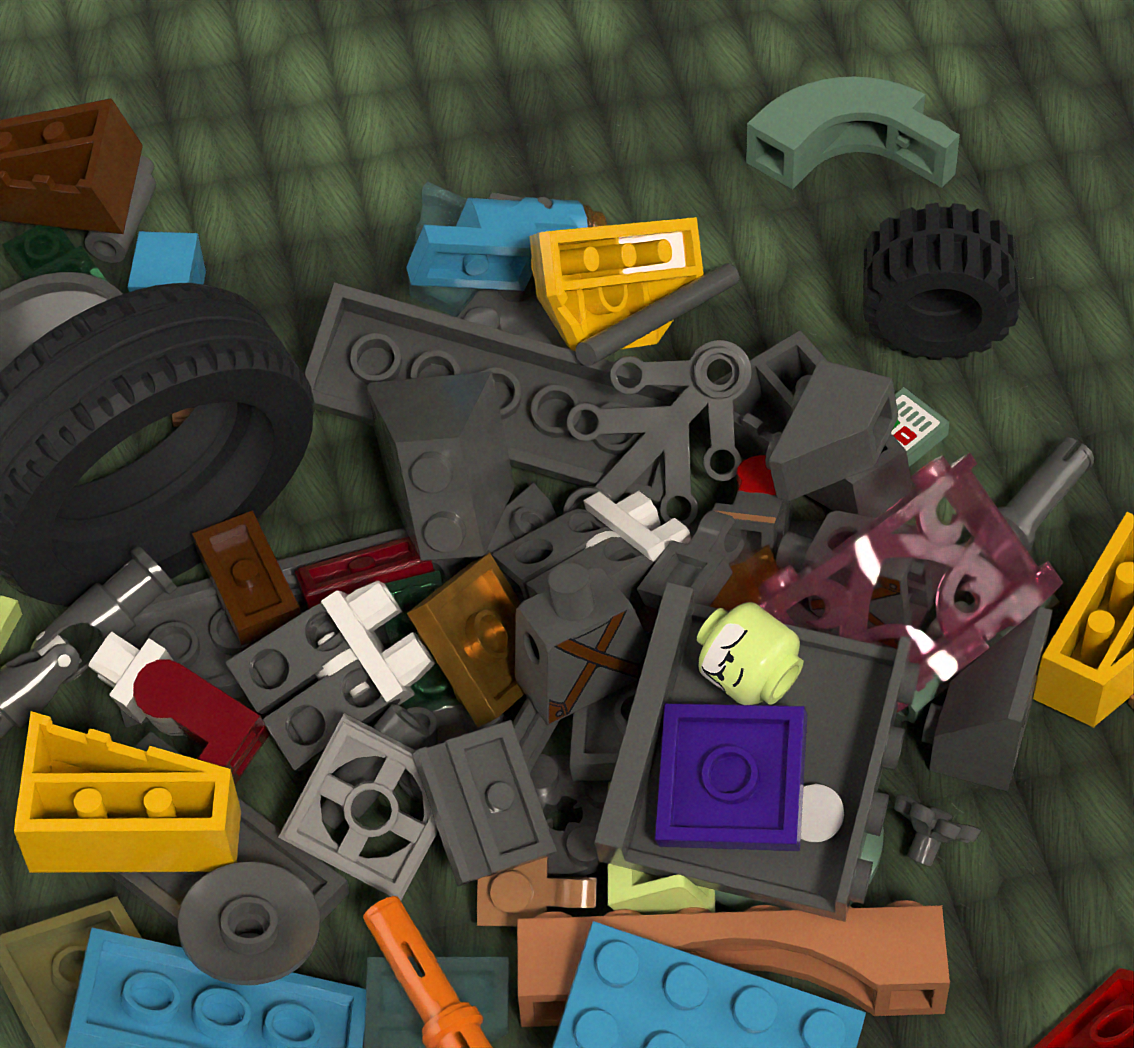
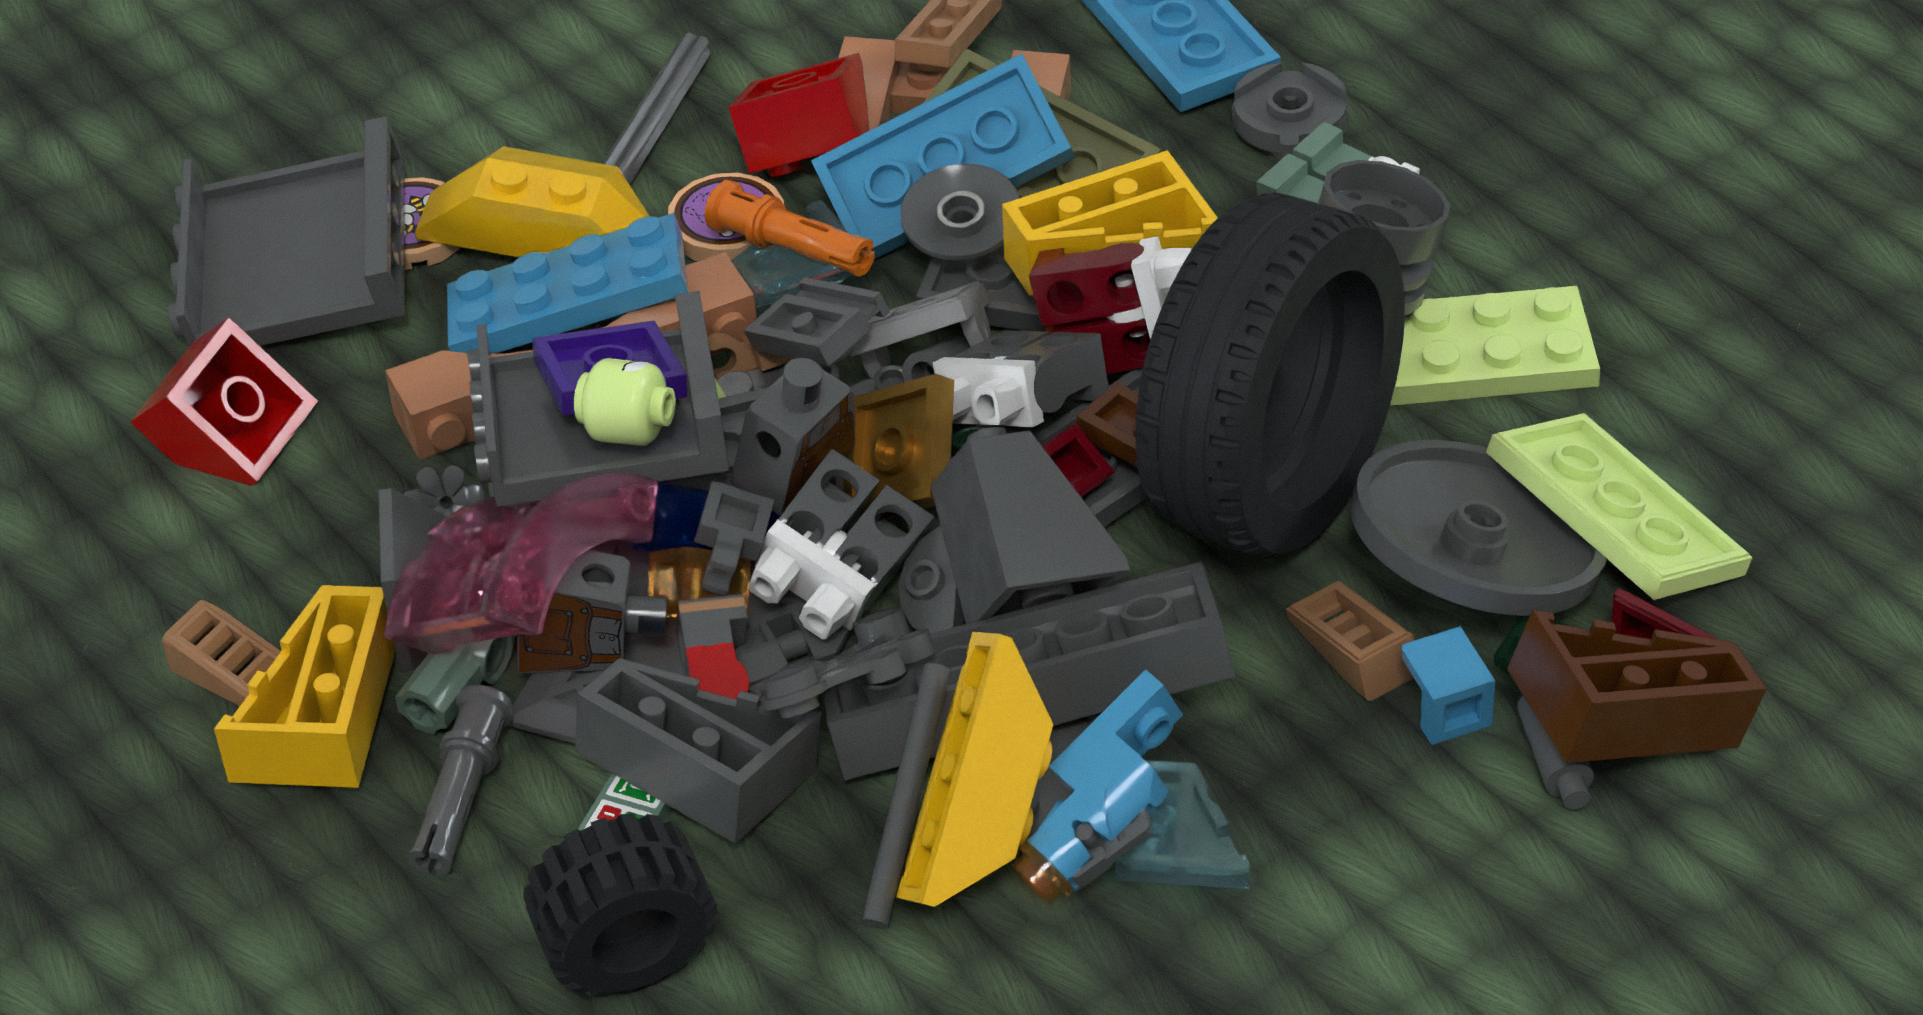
camera: 155 degrees right, 10 degrees down
(820, 813) = (530, 393): white sticker -> none
(833, 431) = (647, 661): dark grey slope -> none

